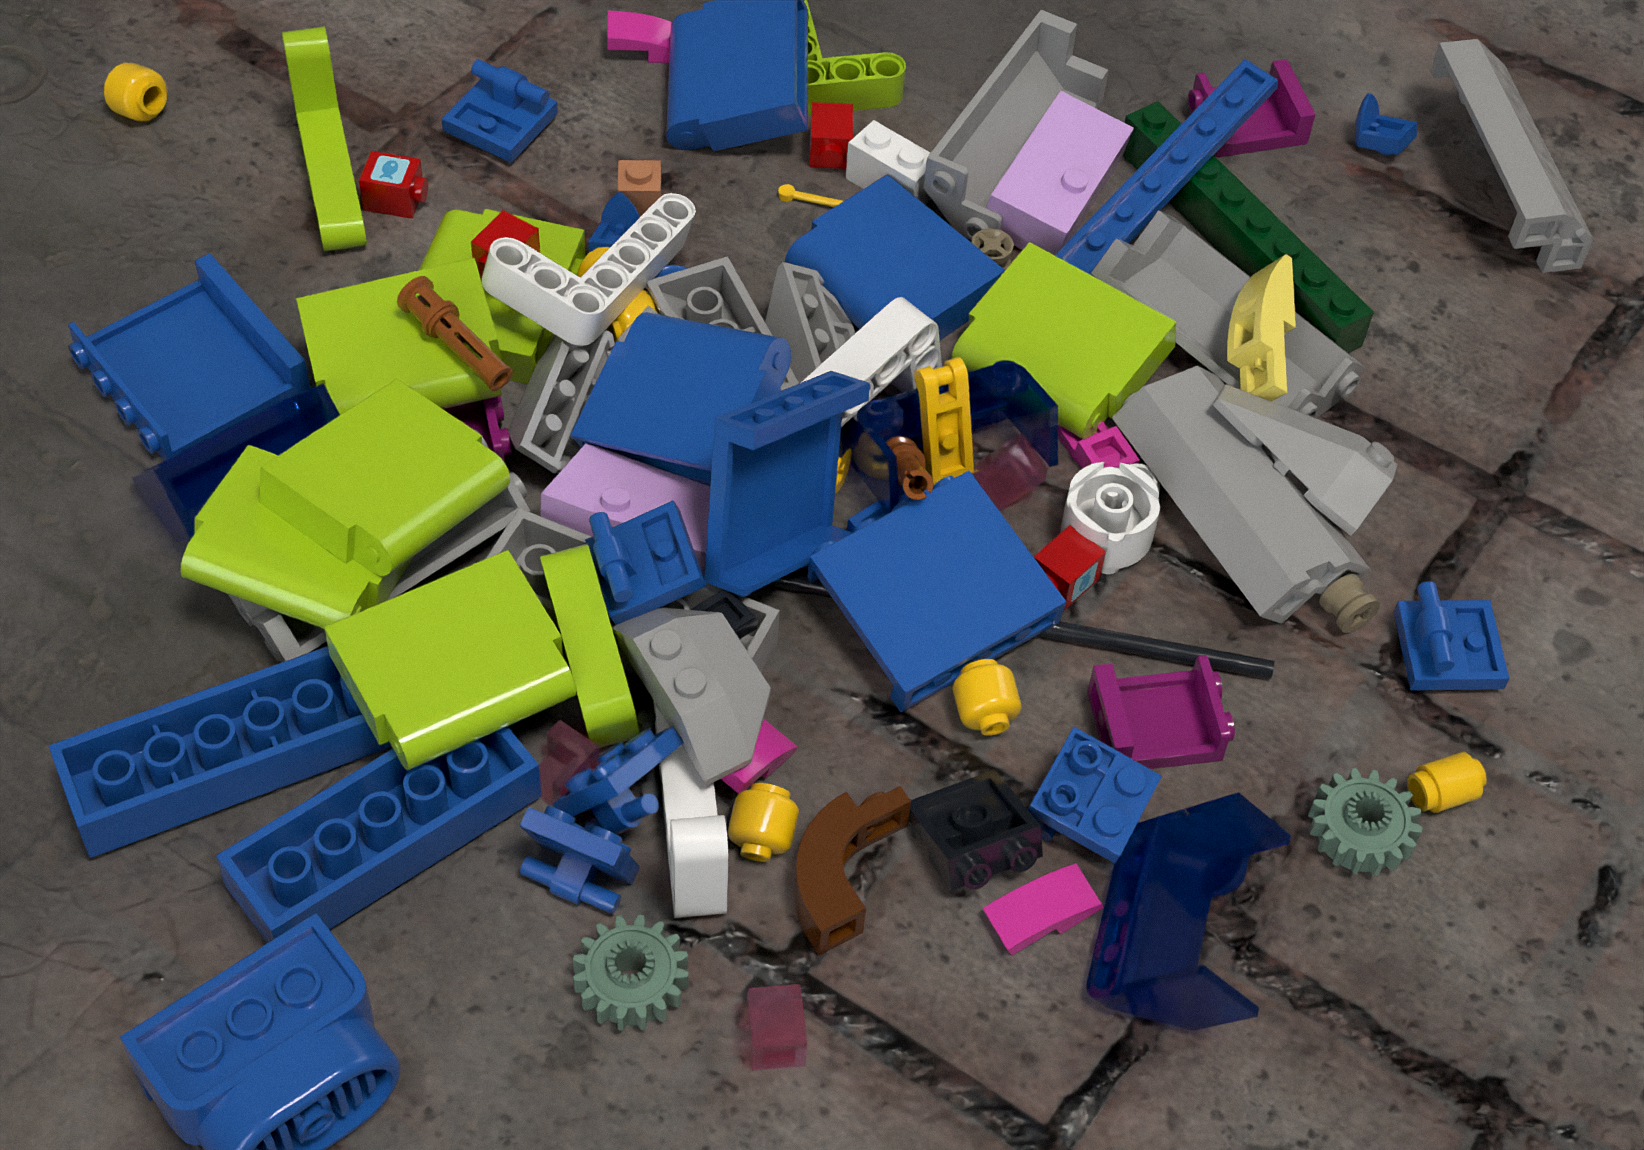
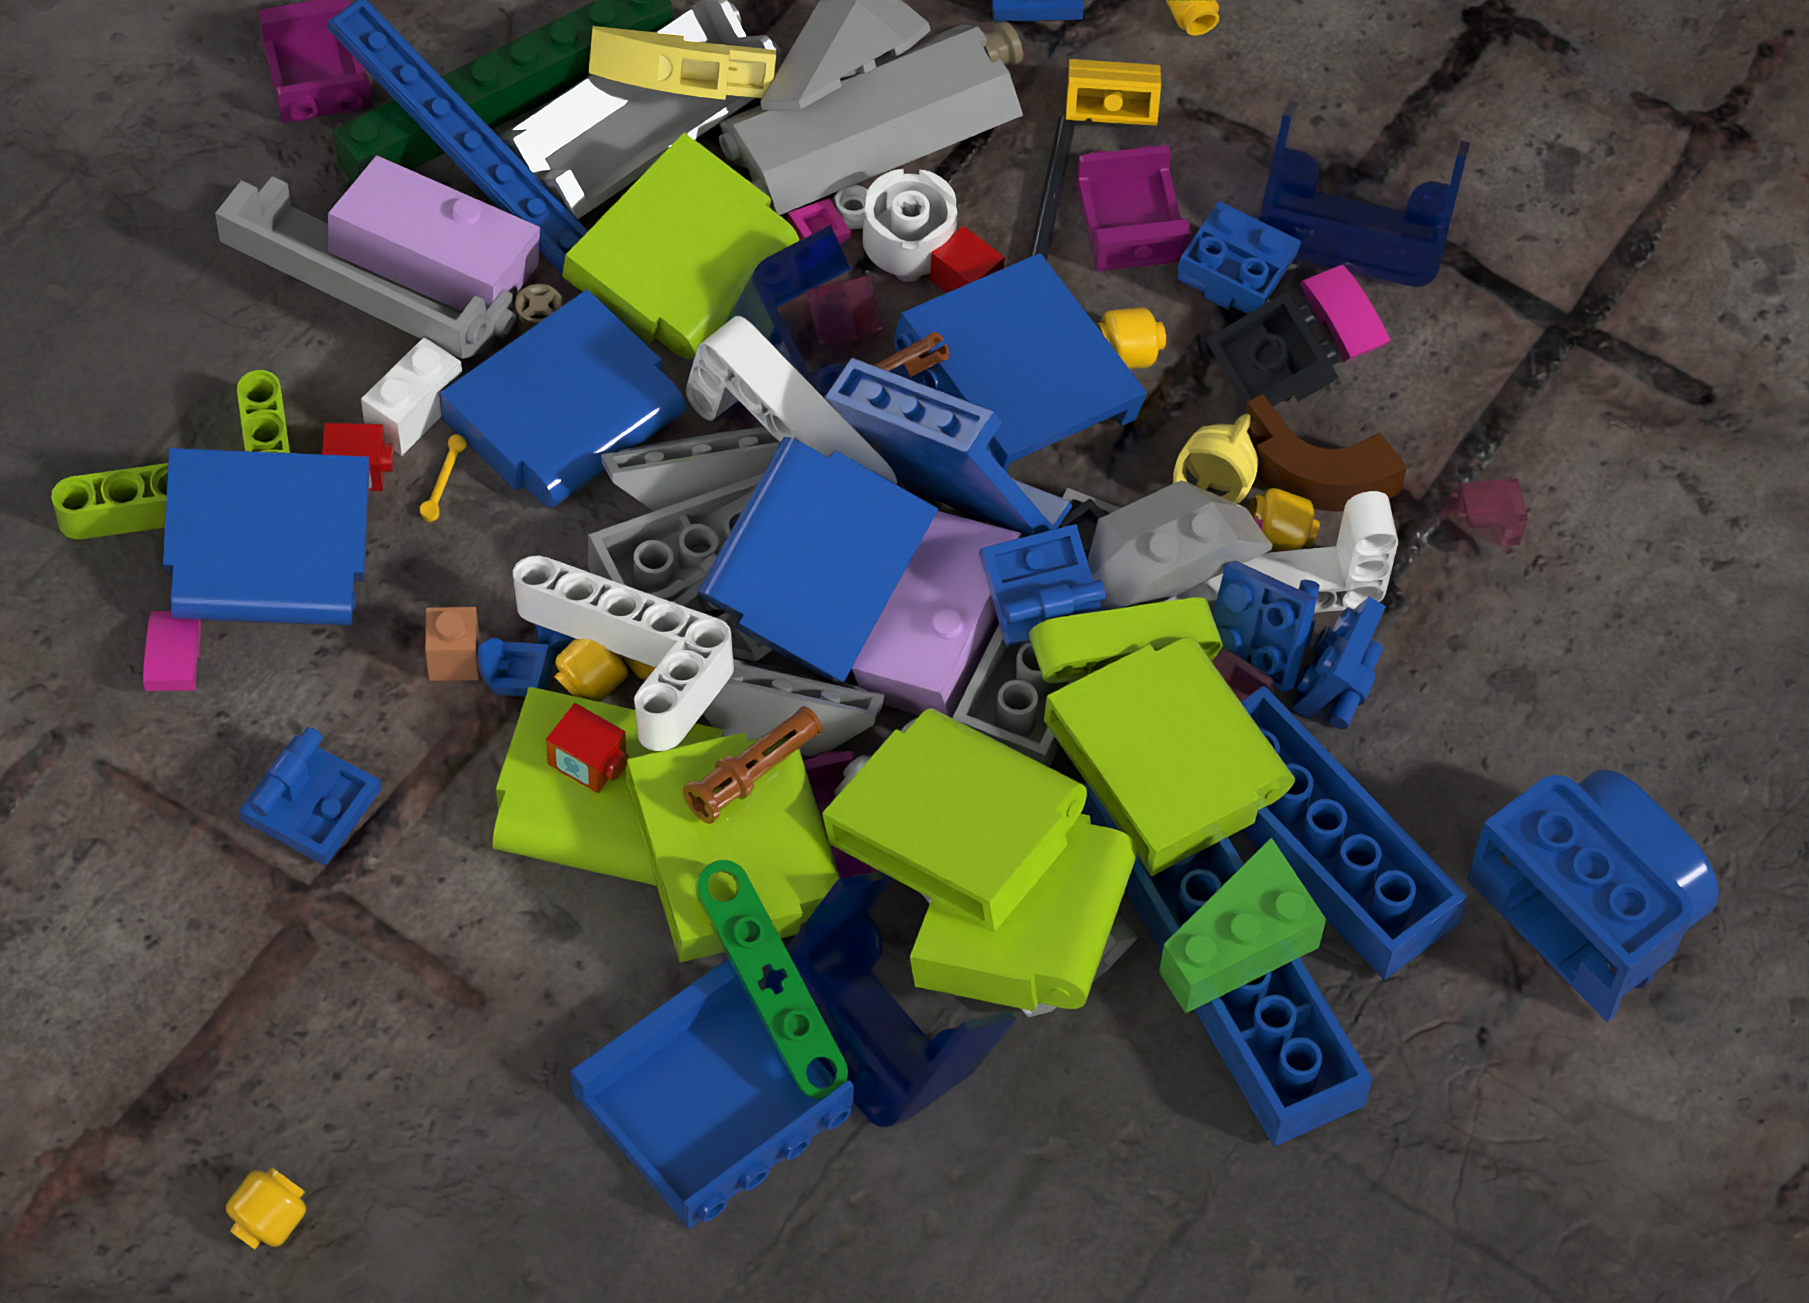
camera: 90 degrees left, 5 degrees up
(243, 707) = (1242, 931): none -> bright green wedge
(280, 351) = (752, 944): none -> green piece
(323, 139) = (388, 977): lime beam -> none
(392, 184) = (432, 903): red brick -> none
(632, 998) = (1471, 631): sand green gear -> none
(833, 761) = (1220, 459): none -> light yellow helmet
(945, 419) = (807, 332): yellow plate -> none
(1303, 697) = (1113, 92): none -> yellow brick
(1364, 822) = (1237, 66): sand green gear -> none

